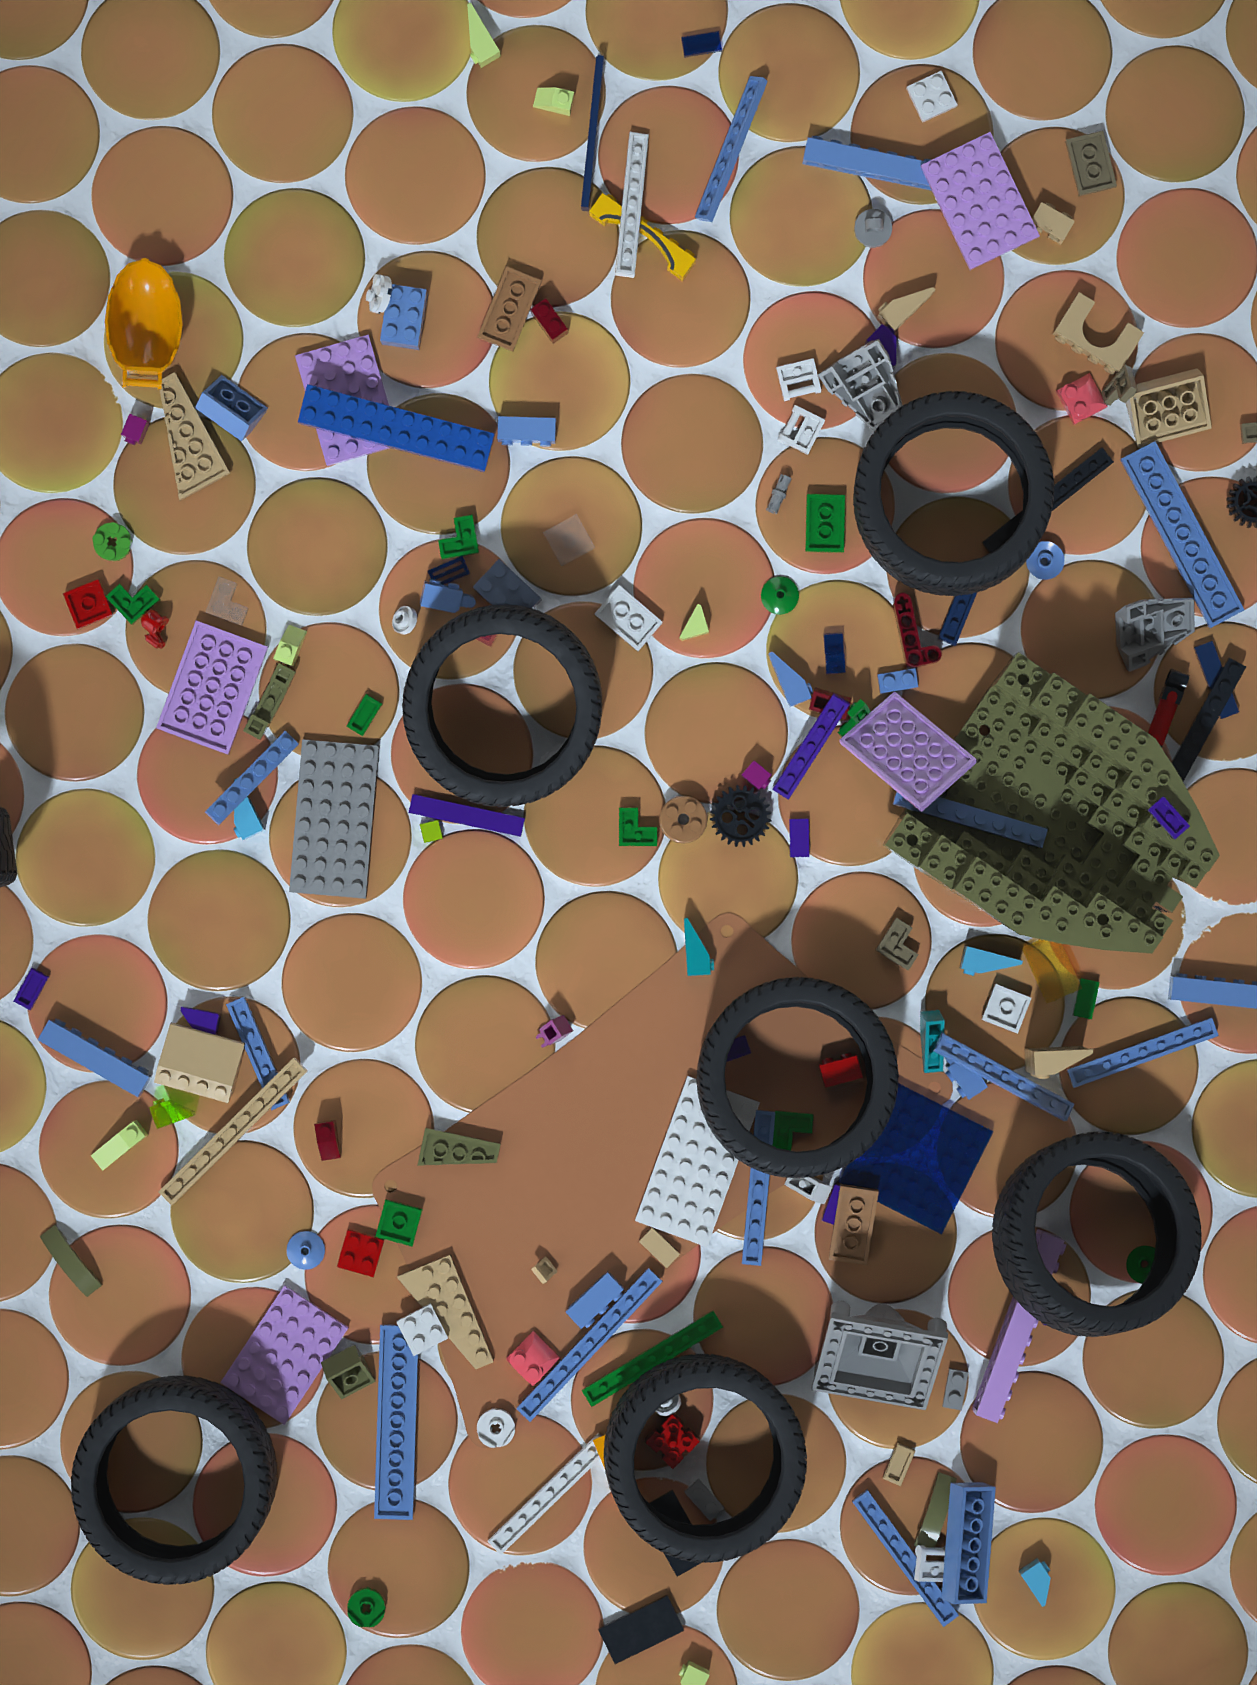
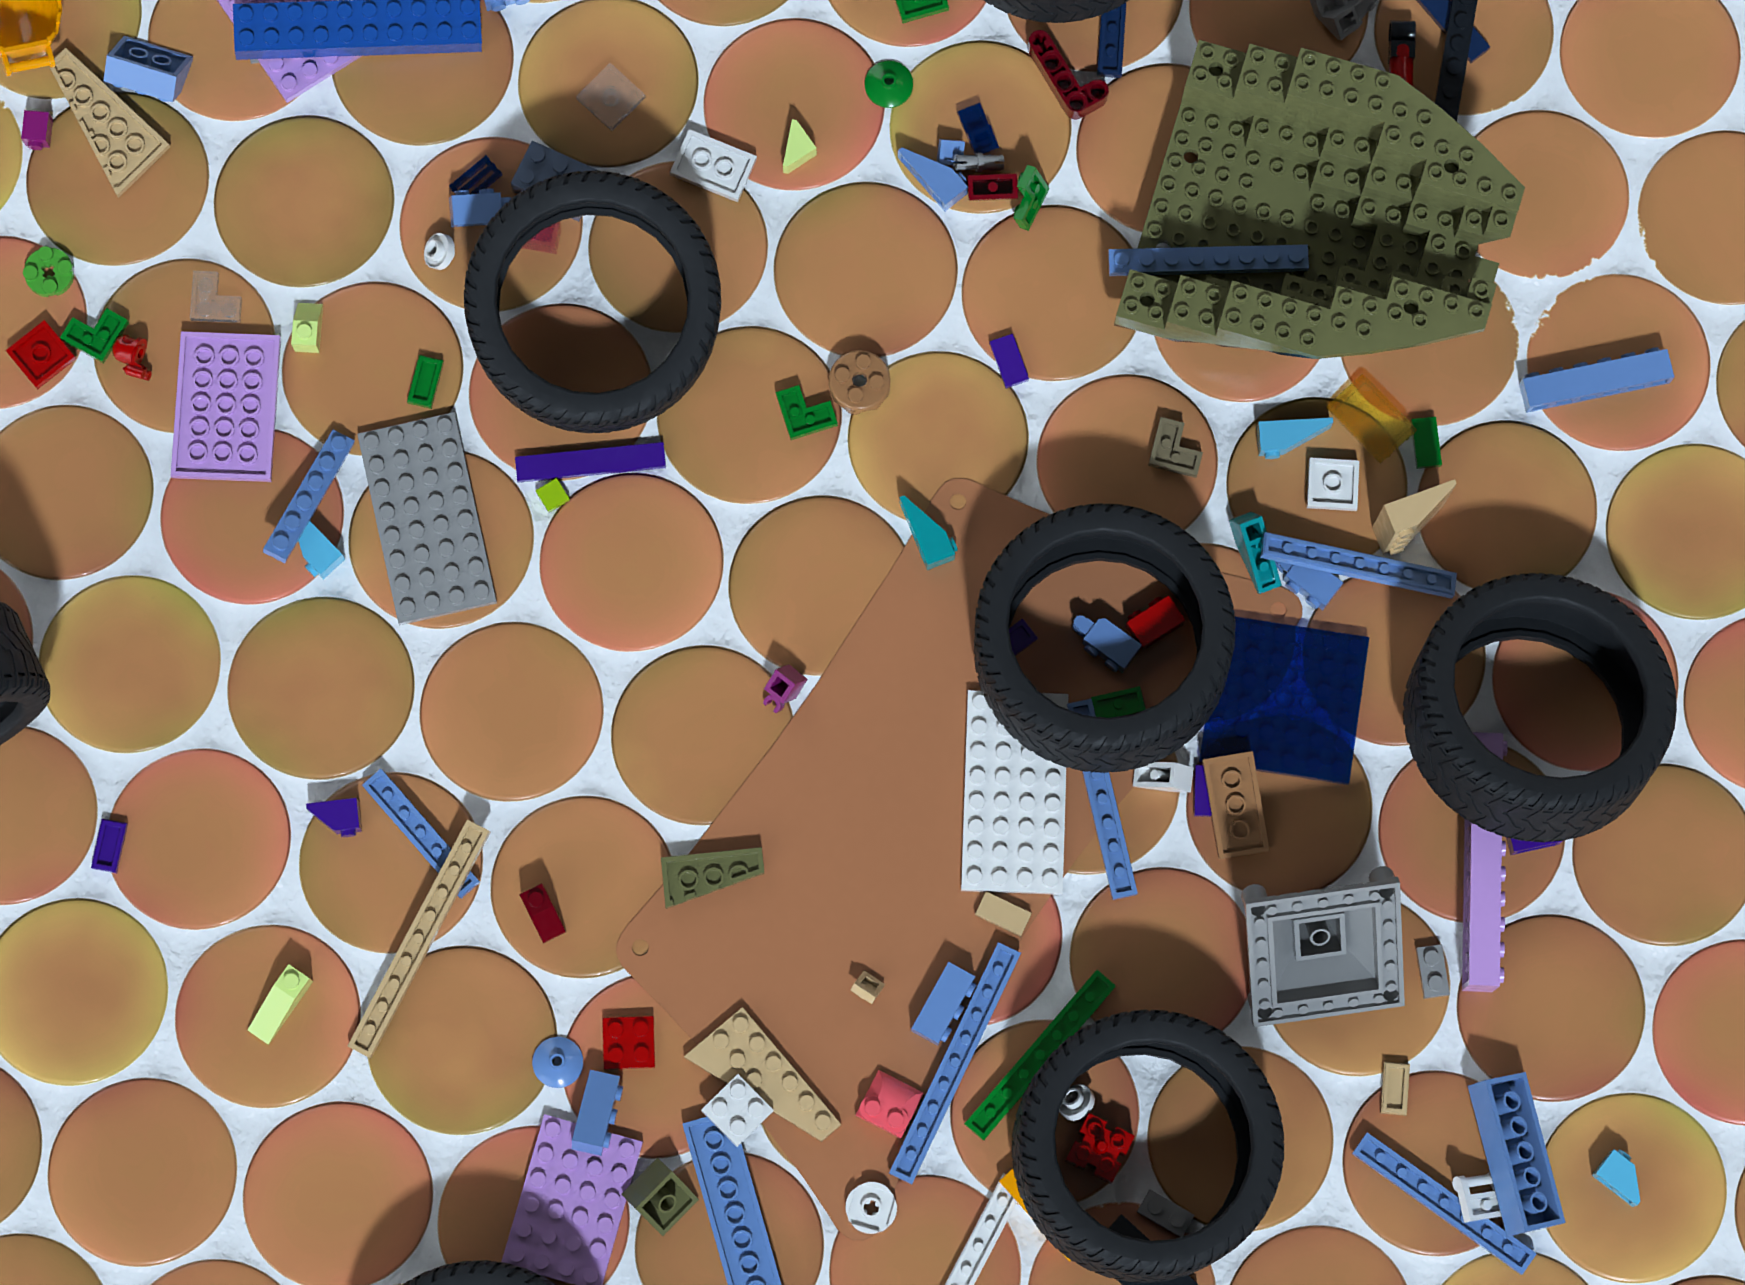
camera: 20 degrees left, 10 degrees down
(70, 1261) = (262, 1172): olive slope -> none
(95, 1058) = (215, 904): medium blue brick -> none
(169, 1112) = (331, 942): clear neon green slope -> none
(199, 1062) = (350, 865): tan slope -> none
(270, 701) = (303, 400): olive slope -> none
(321, 1299) = (597, 1113): none -> medium blue brick
(399, 1222) = (665, 987): green plate -> none
(464, 543) = (483, 139): green plate -> none
(729, 830) = (919, 376): black gear -> none
(757, 775) = (932, 302): magenta brick -> none
(801, 1074) = (1107, 642): none -> medium blue hinge
(808, 665) = (947, 150): none -> medium blue plate
(811, 746) = (986, 244): dark purple tile -> none
(826, 679) = (978, 162): none -> light grey pin
(897, 681) = (1065, 139): medium blue plate -> none
(908, 751) = (1106, 208): lavender plate -> none
(936, 1511) = (1462, 1132): olive slope -> none
(1134, 1260) = (1598, 738): green dish -> none
(1142, 1052) = (1517, 484): medium blue plate -> none
(1168, 817) = (1447, 159): dark purple plate -> none

